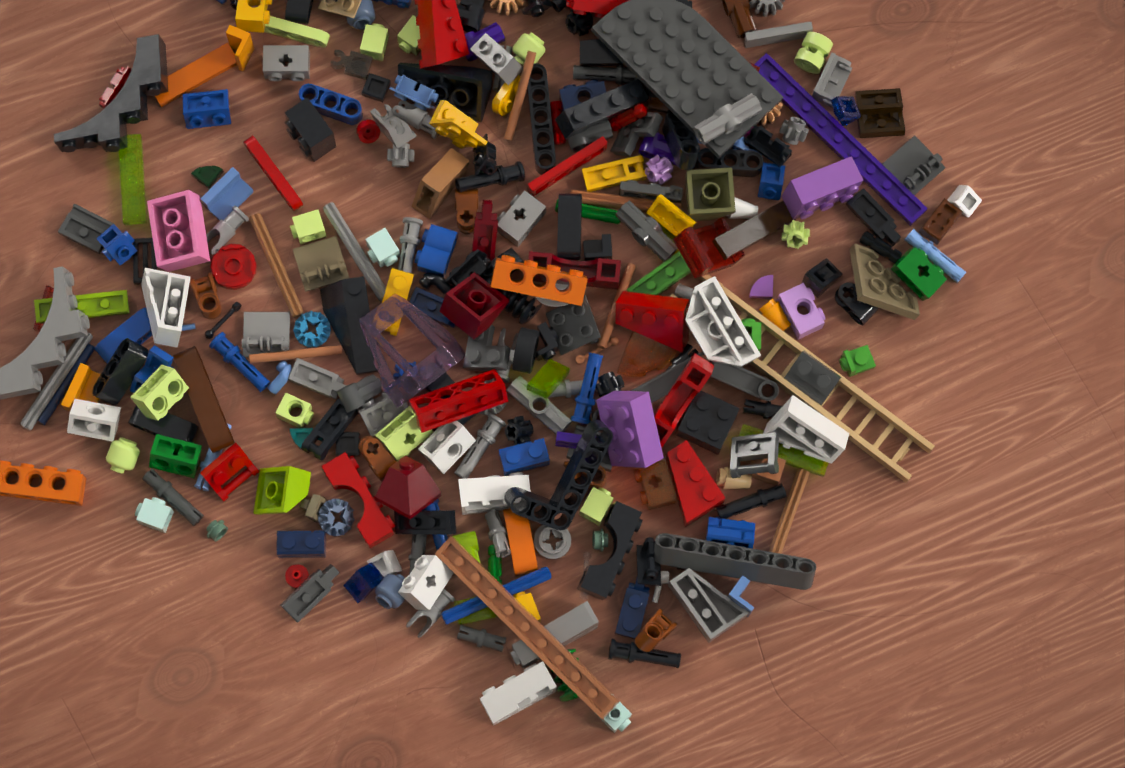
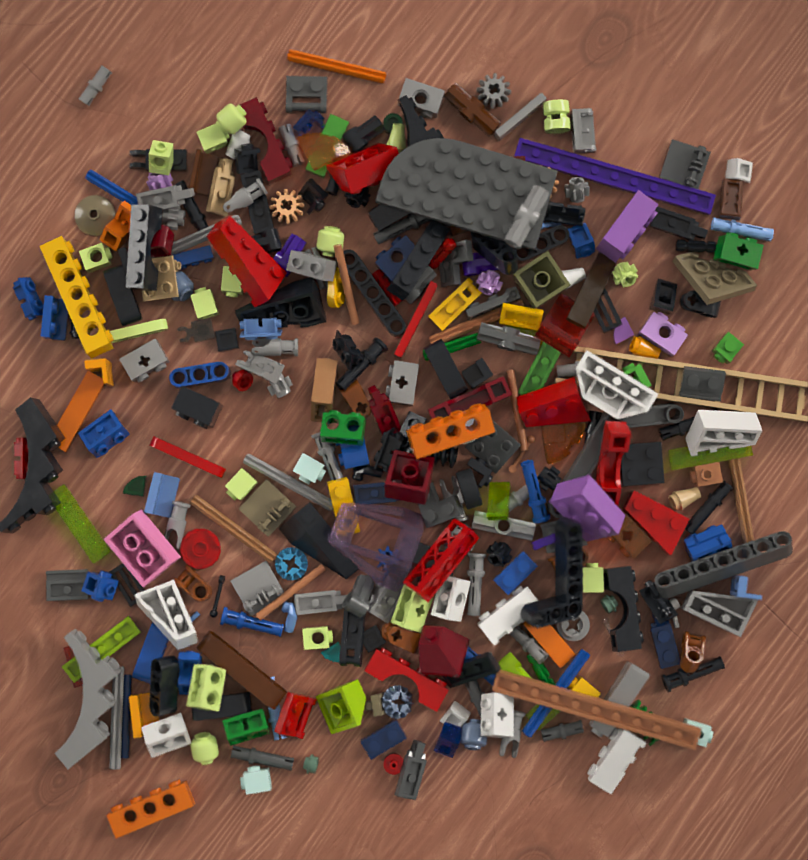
camera: 30 degrees left, 10 degrees up
(434, 227) = (341, 434): none -> green brick
(456, 125) = (310, 337): yellow bracket -> none
(753, 448) = (690, 467): dark grey plate -> none
(755, 276) = (611, 326): none -> black tile
(845, 109) = (608, 149): clear blue bracket -> none
(880, 113) = (635, 136): dark brown slope -> none

